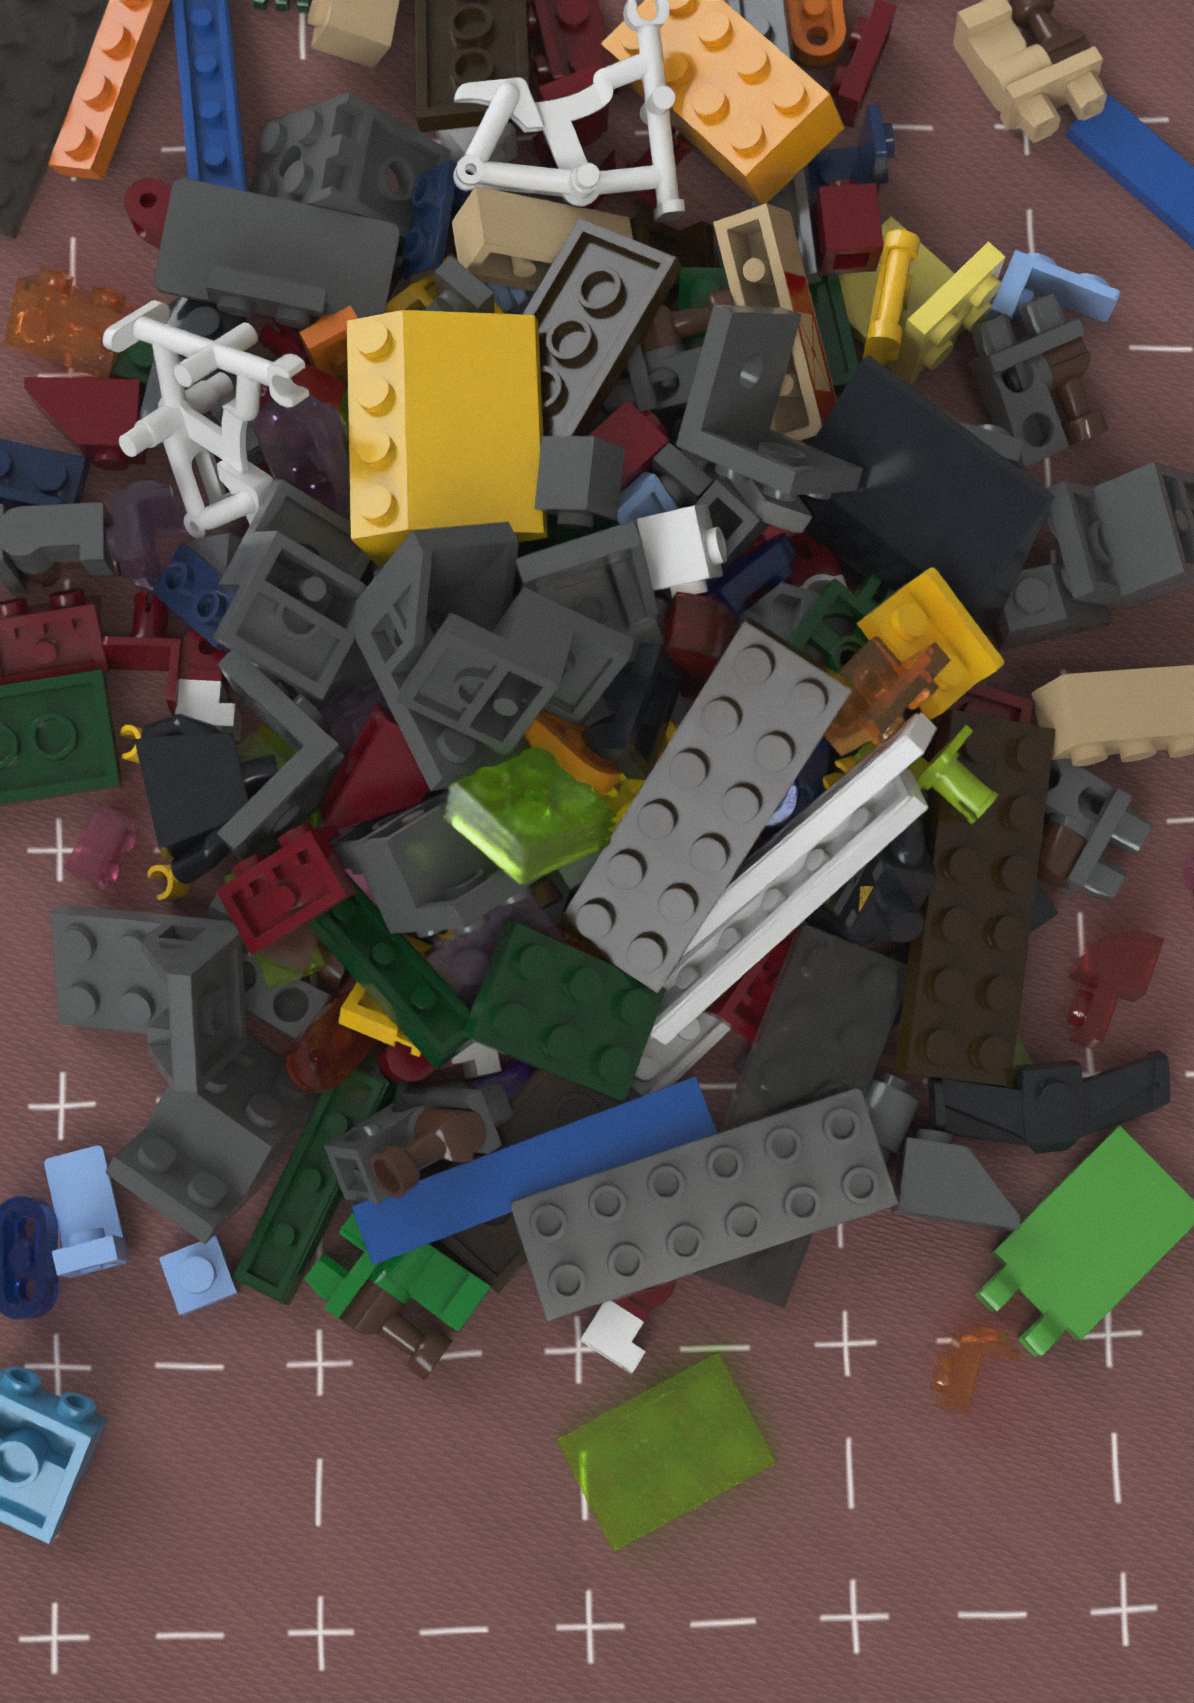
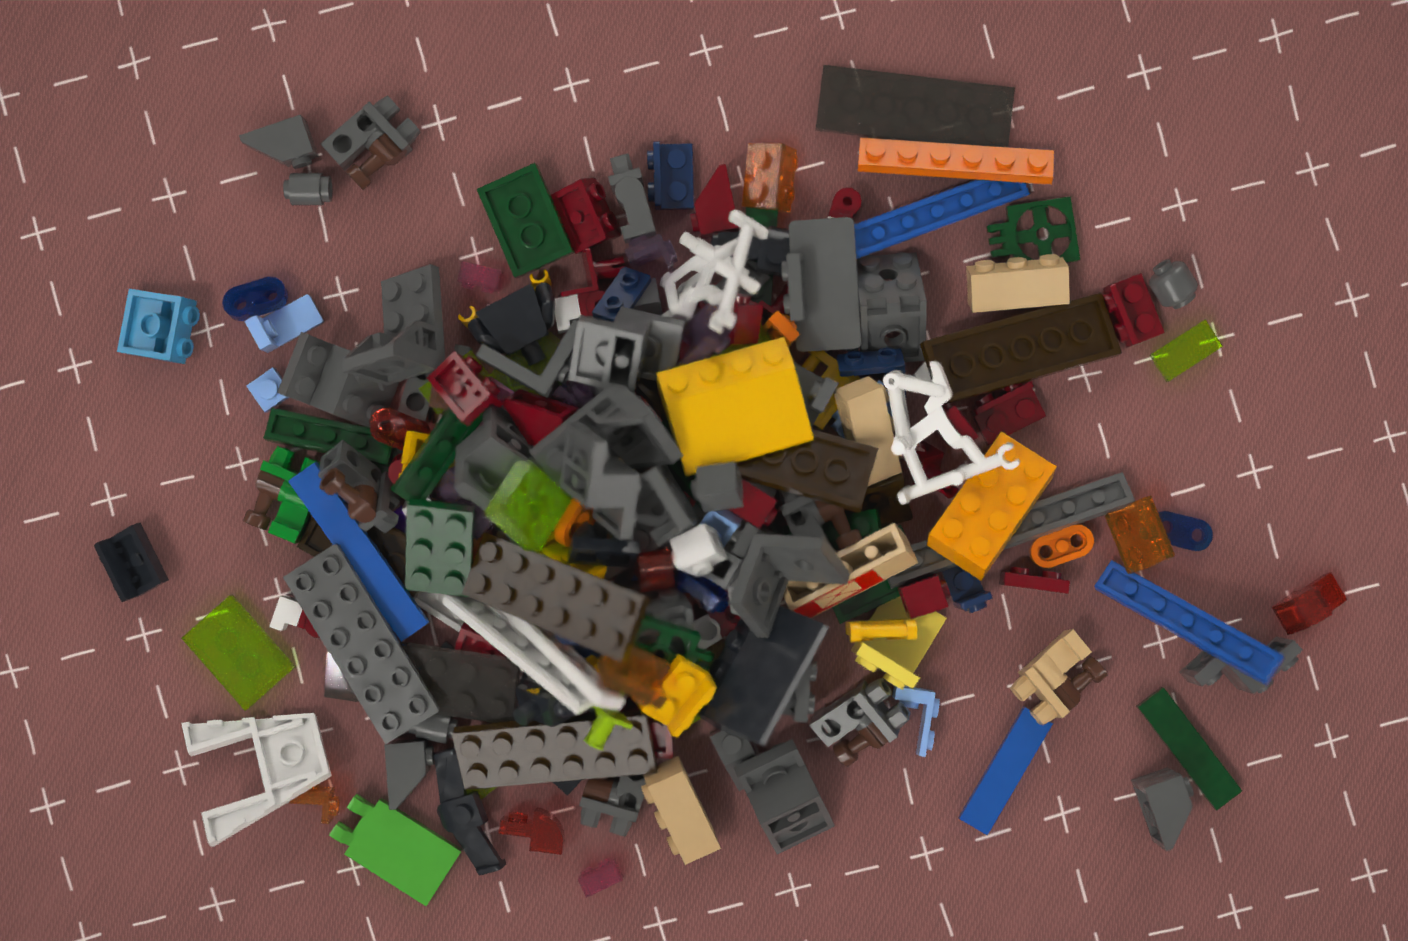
camera: 80 degrees right, 10 degrees up
(449, 1611) = (131, 562): none -> black bracket
(880, 1396) = (288, 757): none -> white wing

